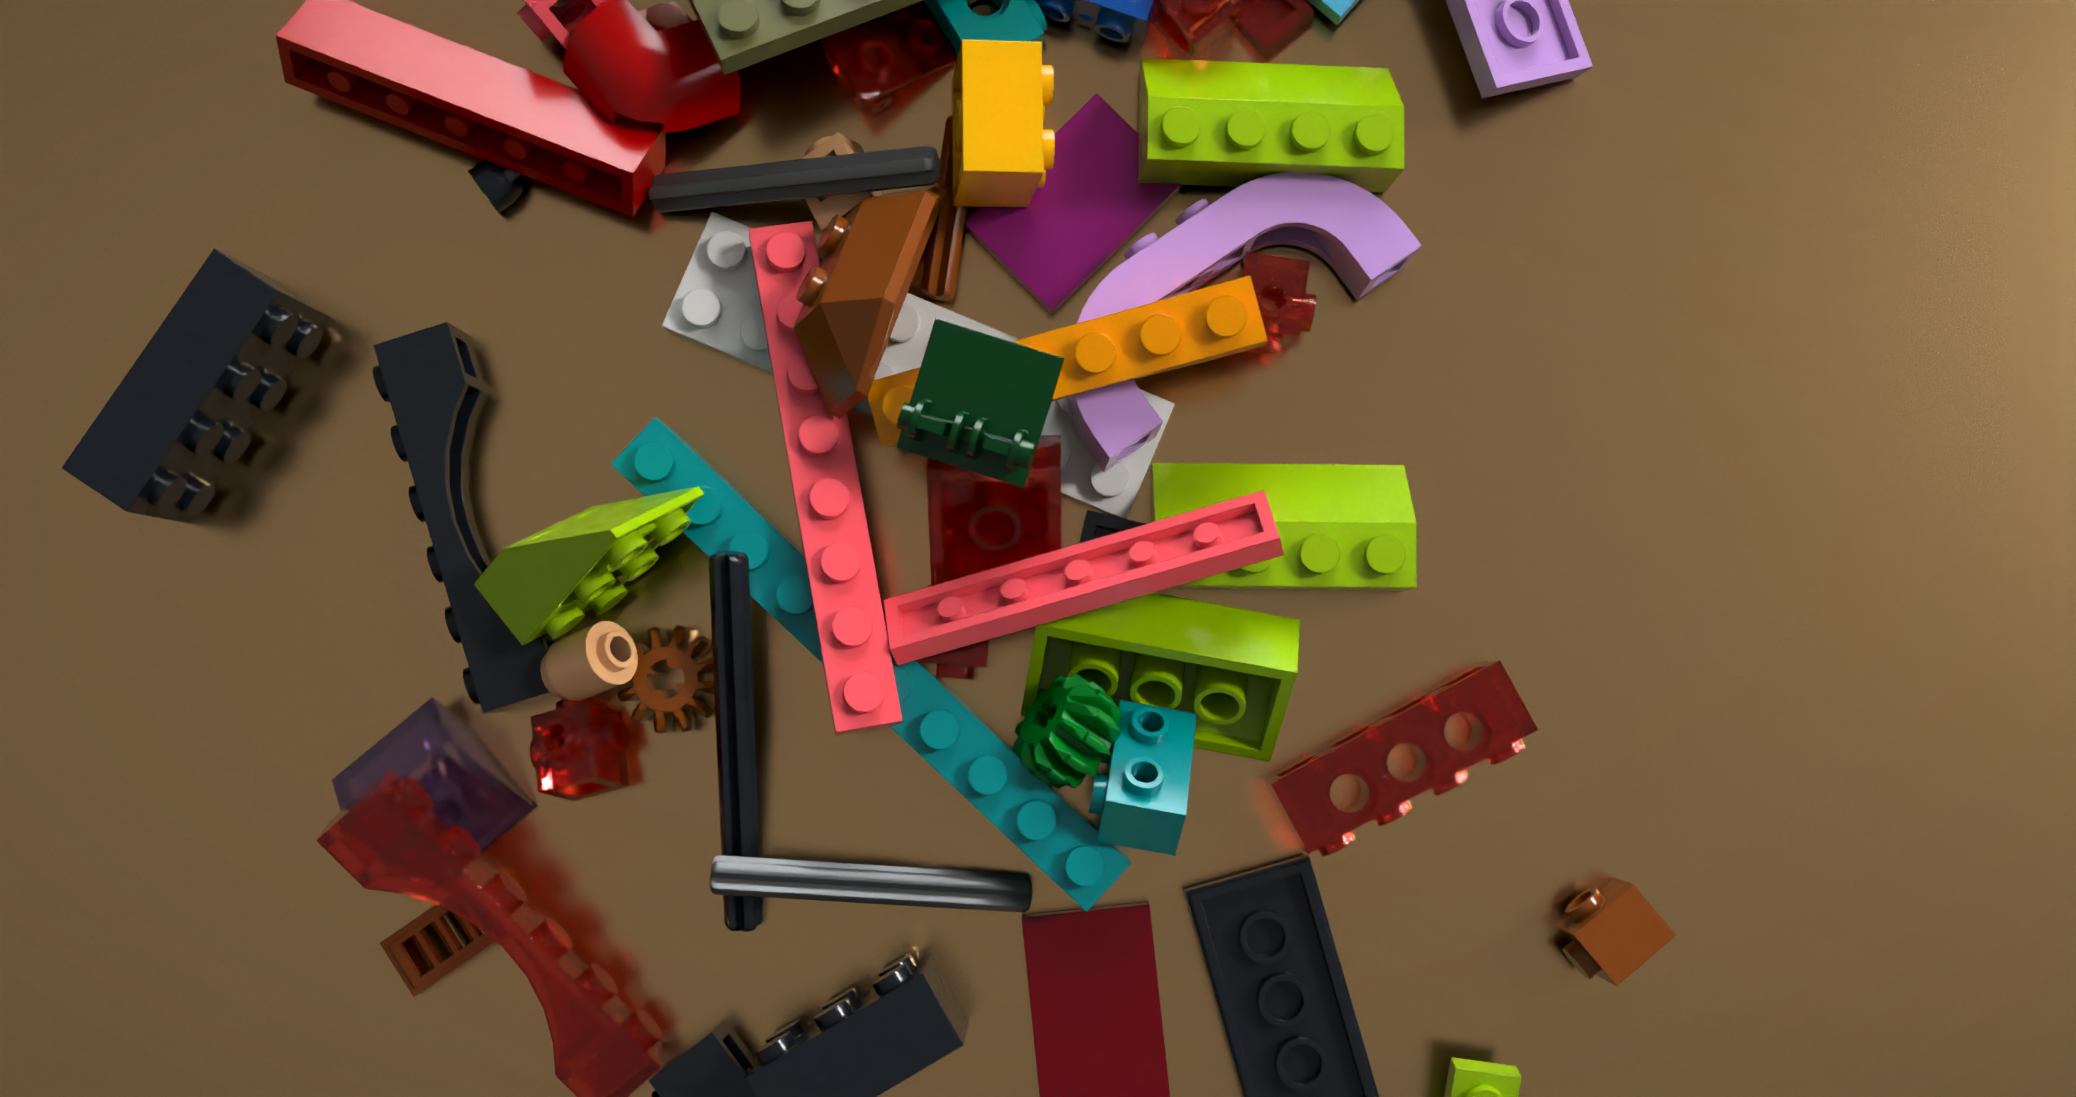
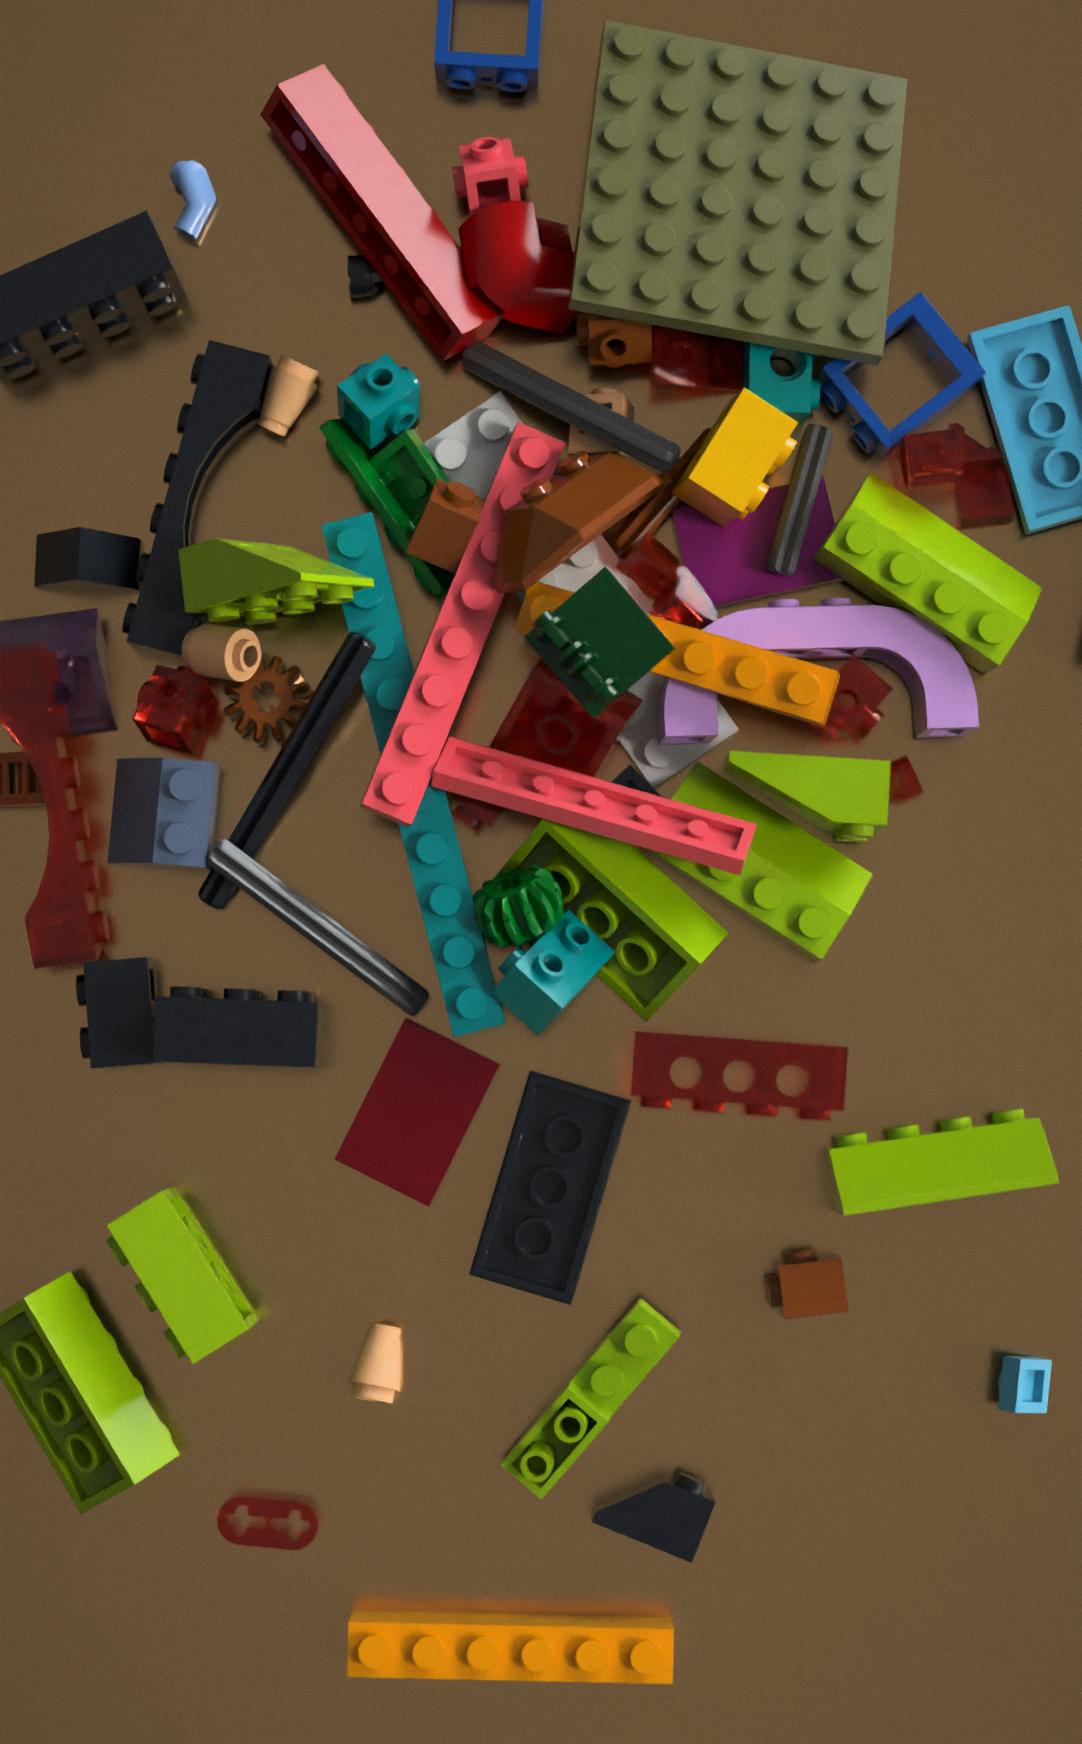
camera: 30 degrees right, 0 degrees up
(276, 206) = (198, 195): none -> light blue arm
(393, 652) = (87, 560): none -> black slope
(493, 351) = (286, 394): none -> light nougat cone
(591, 297) = (379, 400): none -> teal brick
(638, 863) = (164, 813): none -> sand blue slope
(682, 375) = (395, 485): none -> green bracket
(740, 381) = (446, 524): none -> dark orange brick
(794, 82) = (614, 340): none -> dark orange brick
(1008, 296) = (676, 589): none -> clear red slope
(1088, 130) = (799, 500): none -> dark grey axle
(1311, 411) = (825, 791): none -> lime slope
(1372, 351) = (903, 780): none -> clear red hinge
(1671, 723) = (938, 1164): none -> lime slope
(1896, 892) = (1024, 1384): none -> medium azure plate

